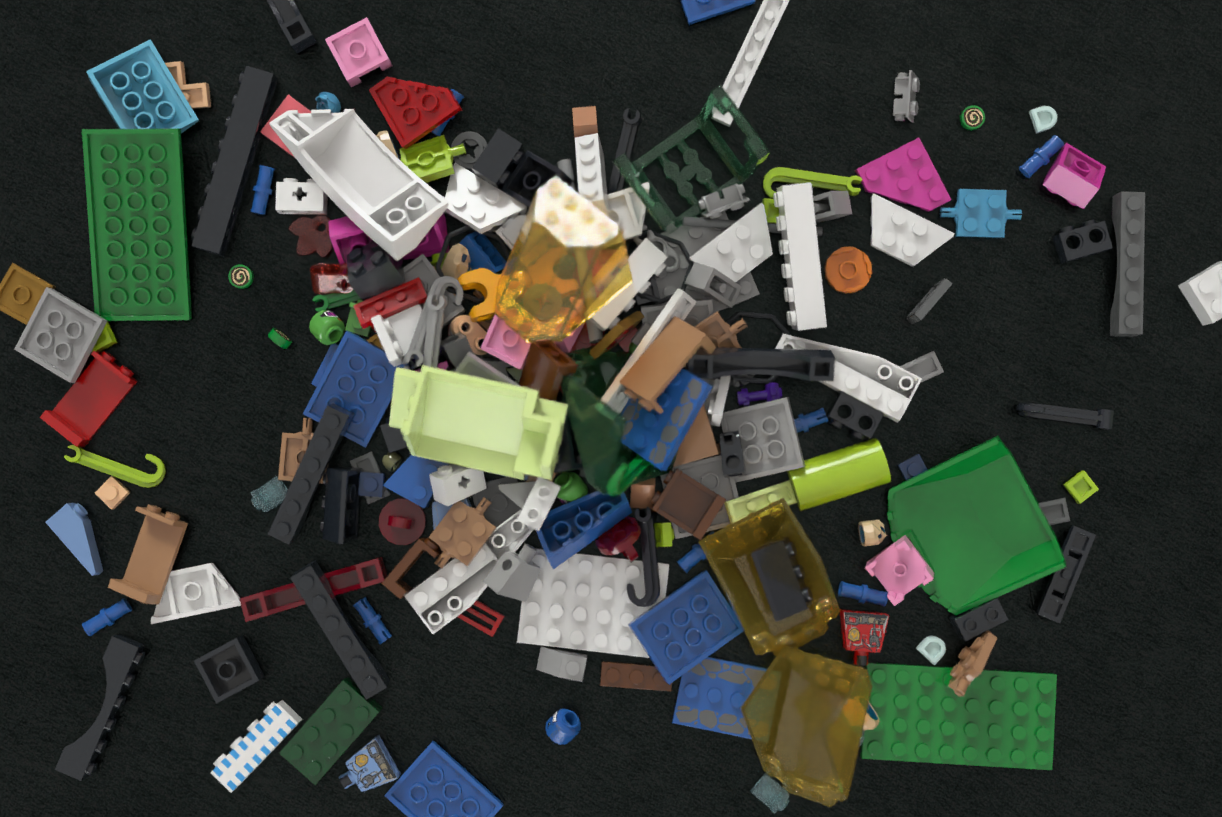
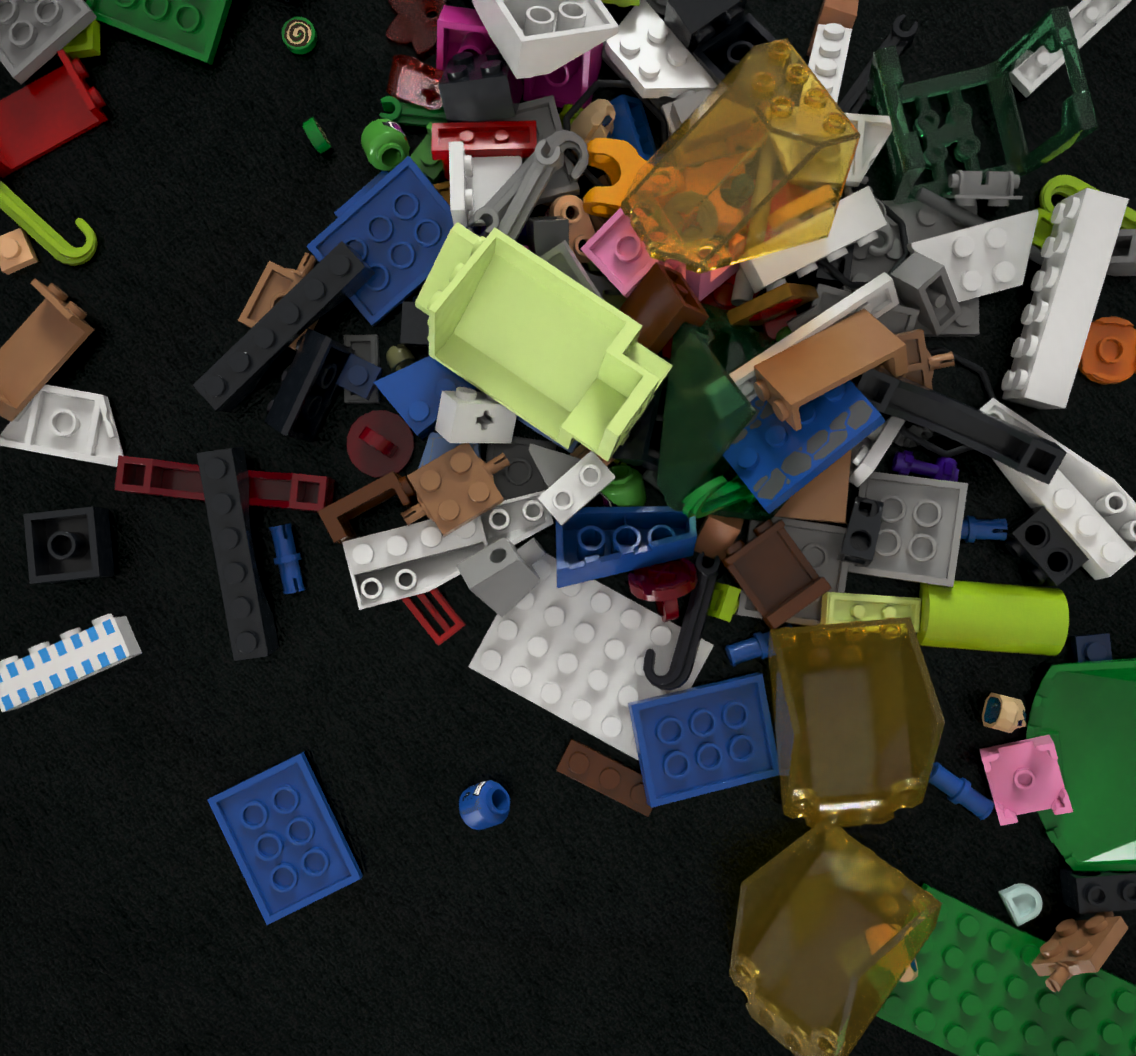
camera: 20 degrees right, 0 degrees up
(269, 495) = (216, 337): clear light blue bracket -> none
(330, 731) = (169, 684): dark green brick -> none
(370, 766) = (204, 753): torso -> none
(562, 663) = (517, 720): light grey slope -> none
(713, 696) = (709, 849): blue plate -> none
(771, 793) = (727, 1010): clear light blue bracket -> none
(782, 578) = (864, 727): black slope -> none
(863, 633) = (939, 844): torso -> none

